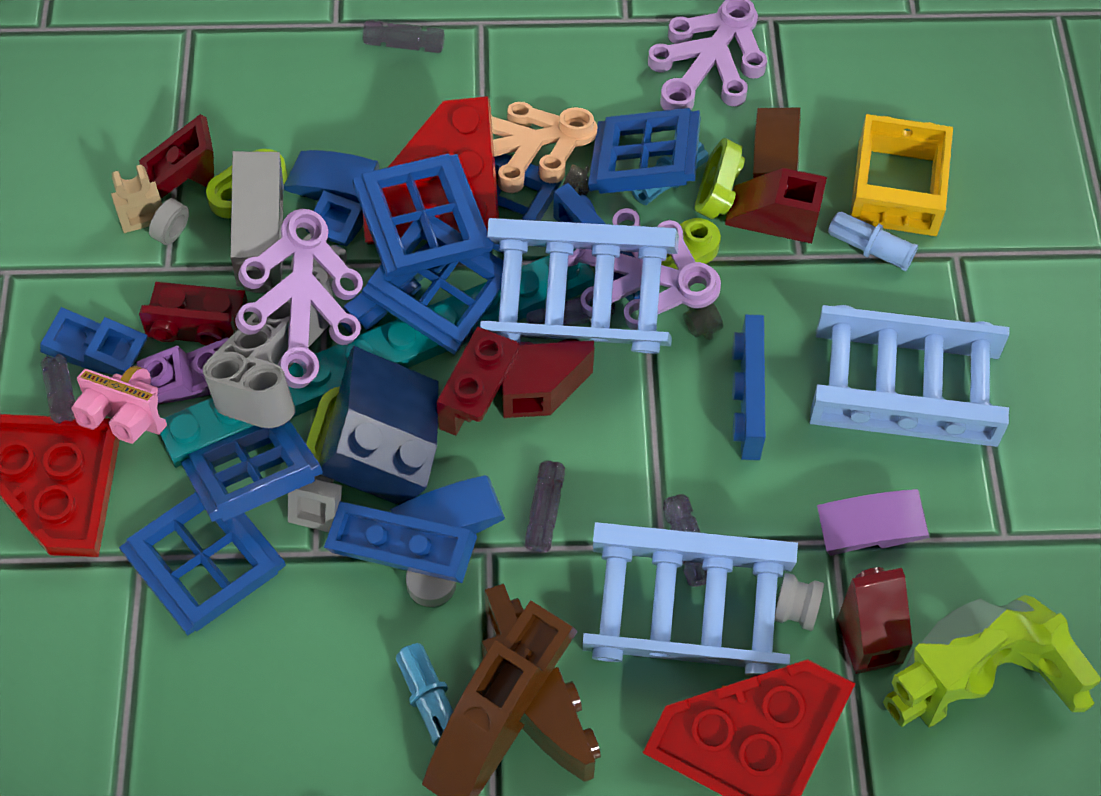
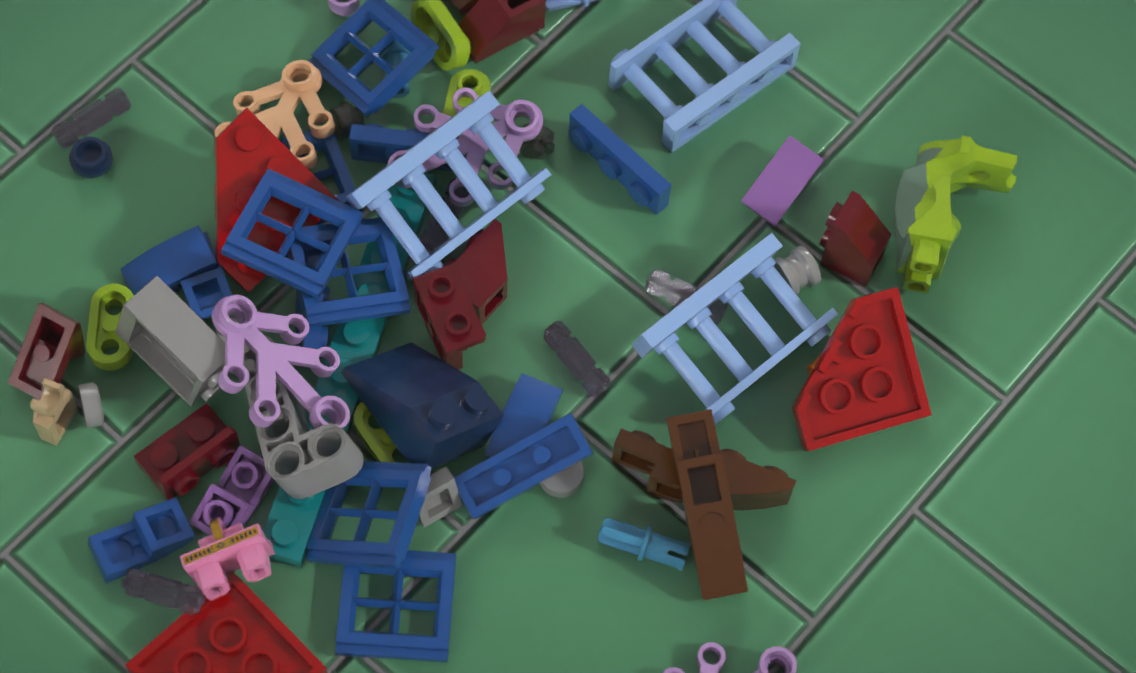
camera: 50 degrees left, 5 degrees up
(370, 61) = (91, 157): none -> dark blue plate

